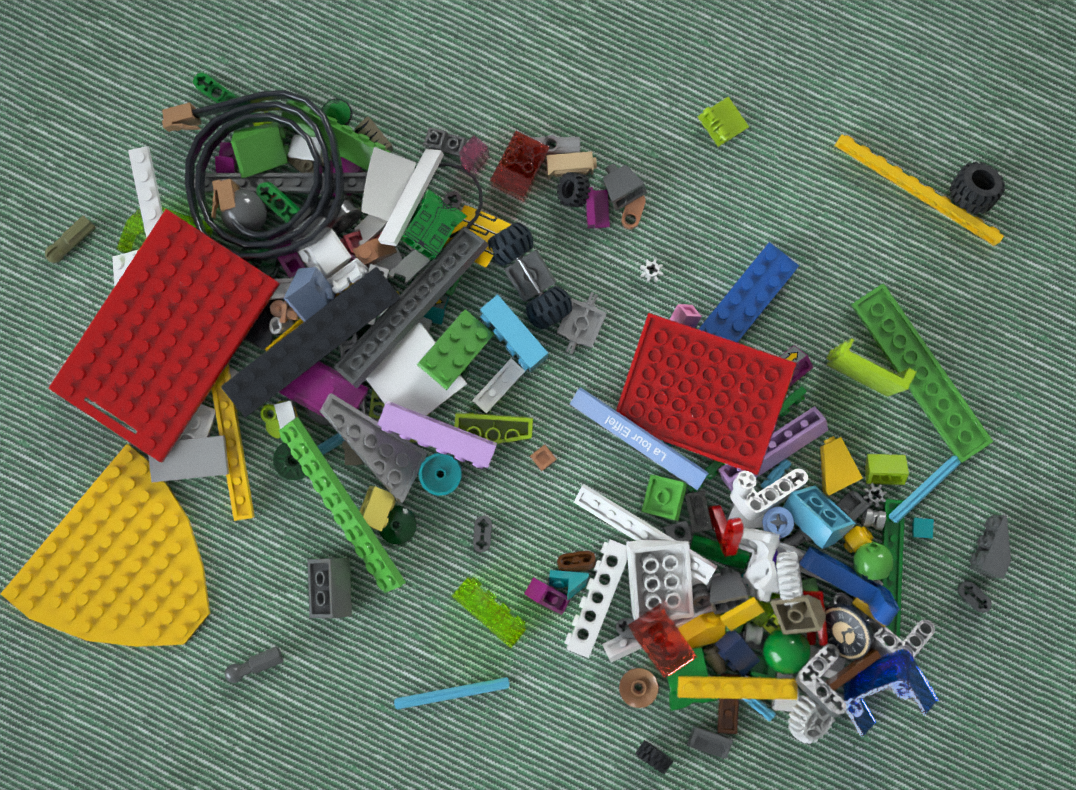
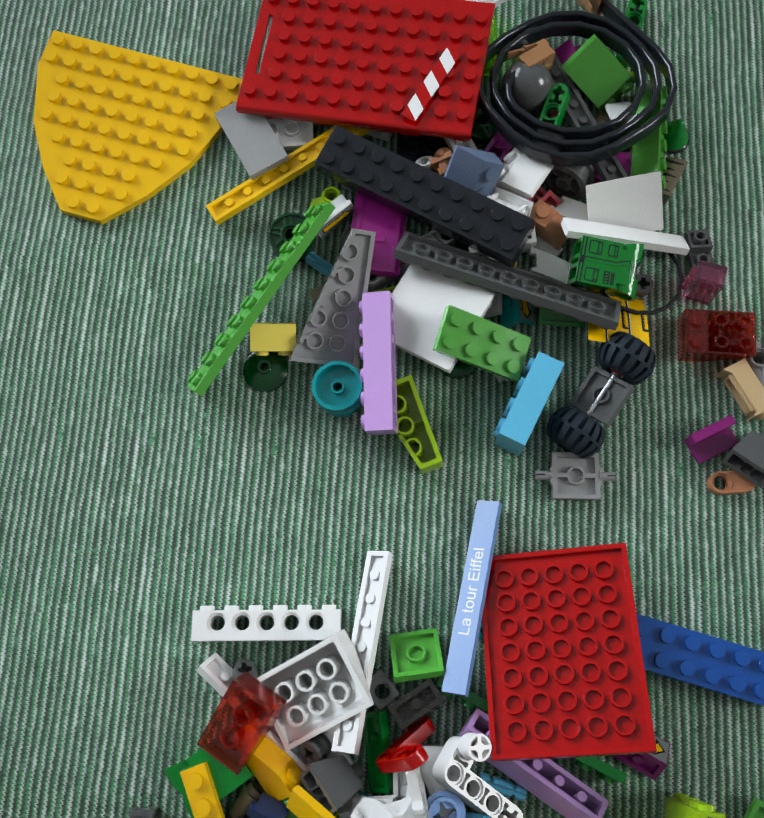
camera: 70 degrees right, 10 degrees down
(218, 293) = (431, 83): none -> sticker
(256, 664) = (62, 285): dark grey piece -> none
(329, 588) = (170, 327): dark grey slope -> none
(451, 693) = (100, 503): medium azure axle -> none
(487, 534) = (291, 469): dark grey beam -> none
(489, 611) = (204, 504): clear neon green slope -> none
(498, 386) = (463, 413): white plate -> none
(543, 457) = (403, 496): nougat tile -> none
(547, 596) = (247, 564): magenta slope -> none
(573, 580) = (275, 587): teal slope -> none
(576, 561) = (299, 581): reddish brown plate -> none
(581, 189) = (721, 403): black tyre -> none
(642, 697) = (165, 717): medium nougat dish -> none
(654, 757) = (99, 771): black tyre -> none
(656, 270) = (676, 525): white gear -> none
(686, 315) = (644, 593): bright pink panel -> none

